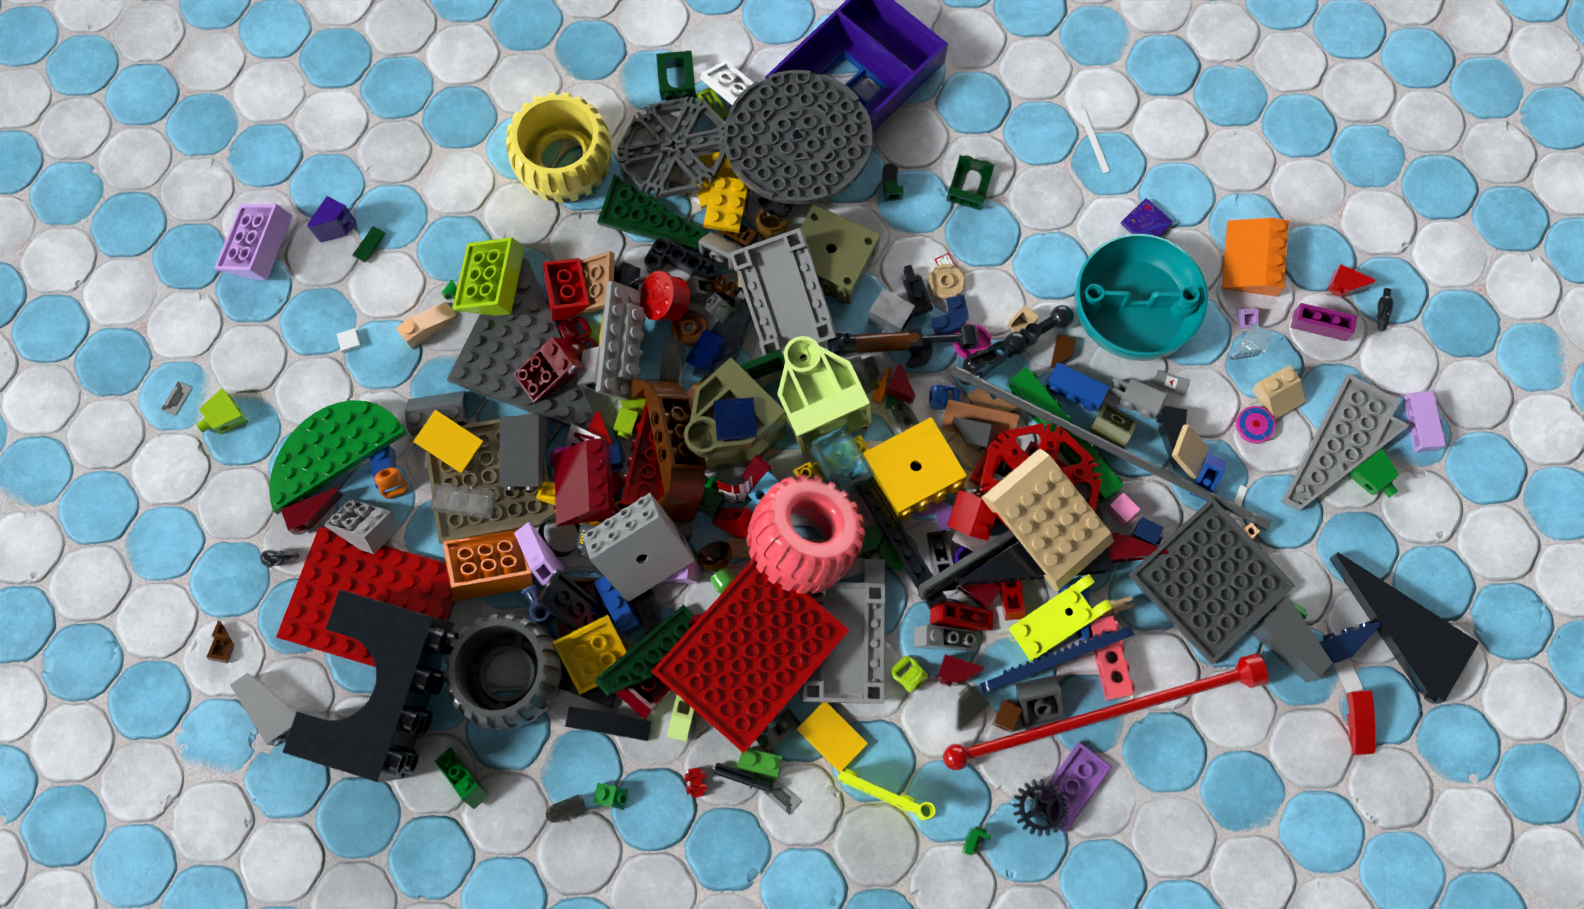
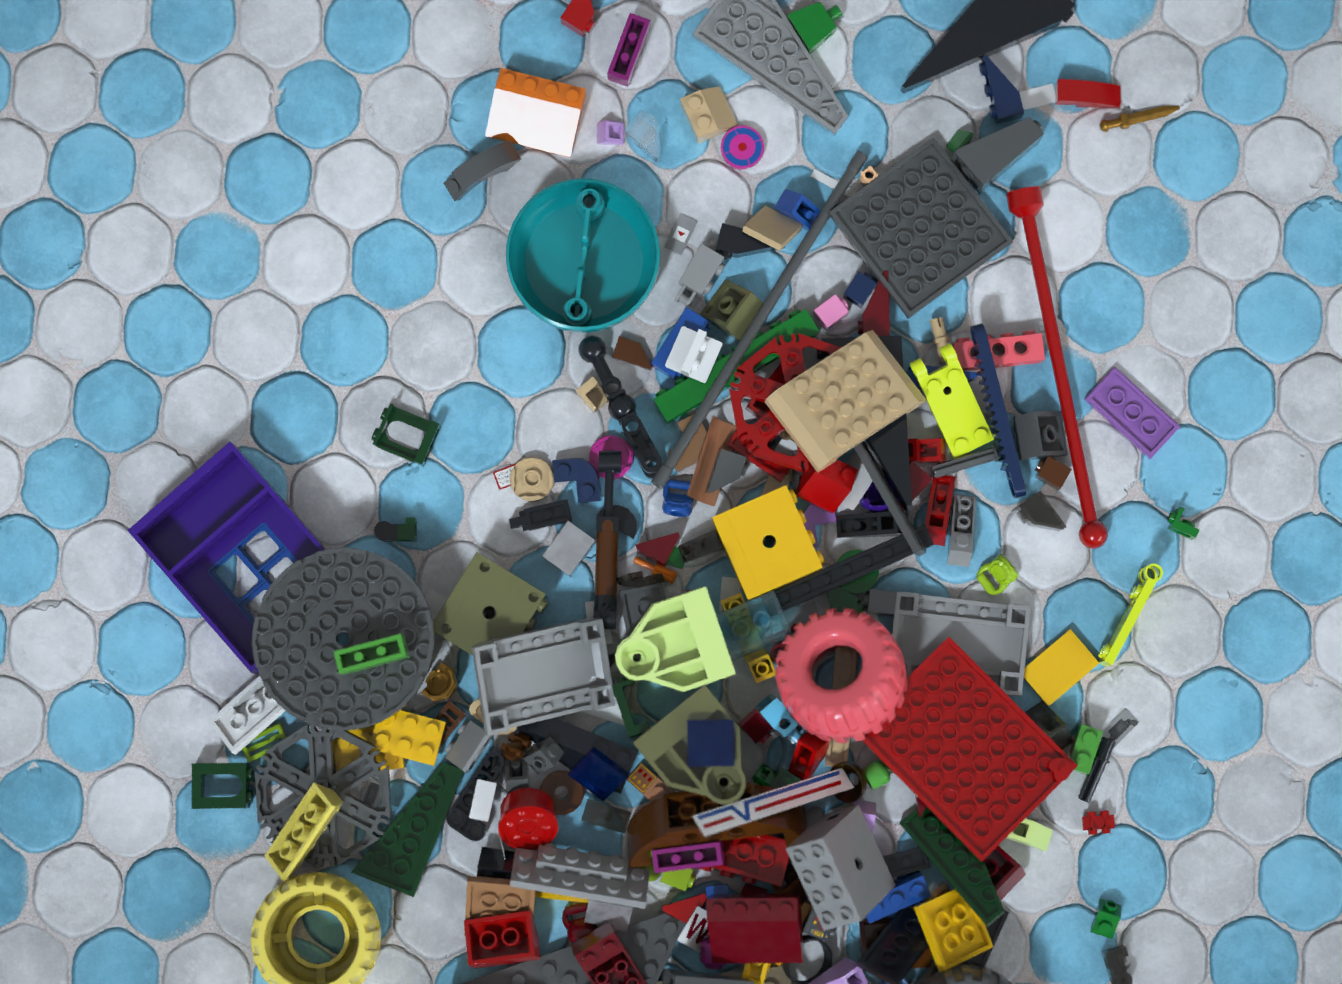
camera: 85 degrees left, 10 degrees up
(569, 331) = (554, 938): dark red piece -> none
(608, 723) = (1027, 916): black slope -> none
(640, 423) = (688, 856): none -> magenta brick
(643, 130) = (303, 830): none -> light yellow slope
(677, 263) = (482, 800): none -> white sticker
(690, 483) = (772, 802): none -> white sticker
(739, 737) = (1060, 768): none -> red piece
(786, 150) = (371, 654): none -> bright green brick
(955, 671) = (999, 522): dark red slope -> none
(1006, 636) = (965, 462): none -> dark grey axle
(1035, 799) = (1151, 442): black gear -> none
(1069, 394) = (693, 354): none -> white bracket
(1093, 140) = (351, 280): white sticker -> none
(1146, 220) = (478, 231): dark purple tile -> none
(1203, 214) = (480, 167): none -> dark grey arch
(1343, 760) = (1124, 120): none -> pearl gold sword

